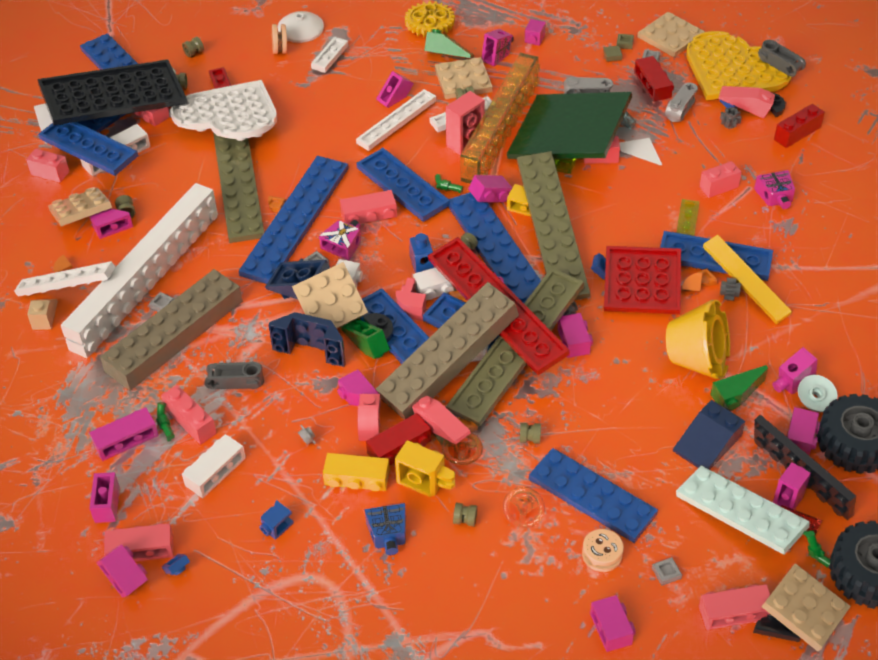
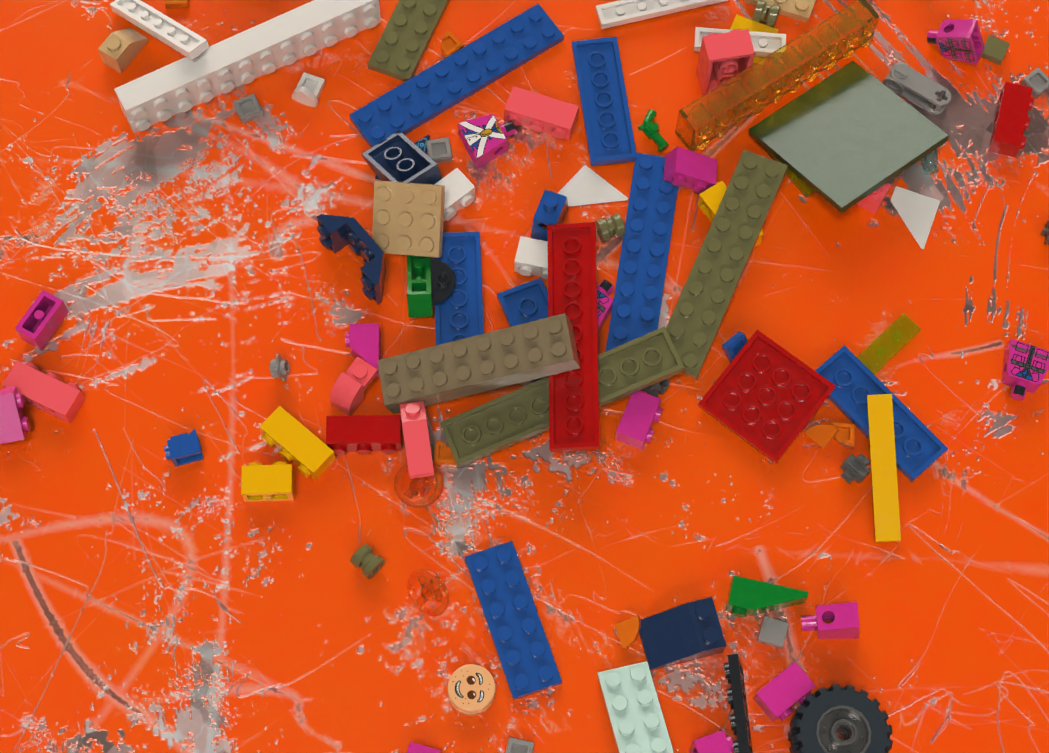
camera: 30 degrees right, 20 degrees up
(124, 434) = (107, 253): dark pink brick -> none
(163, 421) = (154, 262): green piece -> none
(171, 329) = (233, 151): dark tan brick -> none
(176, 564) = (62, 437): blue plate -> none
(189, 414) = (181, 270): coral brick -> none
(196, 271) = (308, 90): none -> white tile
(213, 465) = (167, 346): white brick -> none
(234, 375) = (258, 249): dark grey piece -> none
(349, 509) = (267, 482): none -> yellow brick
(387, 526) = (283, 526): blue torso -> none
(412, 303) = (494, 266): coral brick -> none
(422, 469) = (358, 486): yellow hinge -> none
(436, 233) = (590, 188): none -> white sticker
(530, 433) = (501, 509): olive wheel -> none
(590, 54) = (958, 40): none -> dark pink torso
(625, 41) = (1025, 39): olive tile -> none
(673, 456) = (628, 631): none -> orange tile
(681, 102) = (1014, 176): light grey piece -> none
(700, 340) = (758, 521): yellow cone -> none
(720, 179) = (968, 314): coral brick -> none
(762, 405) = (772, 632): none -> light grey tile
(821, 388) = (853, 659): light aqua dish -> none

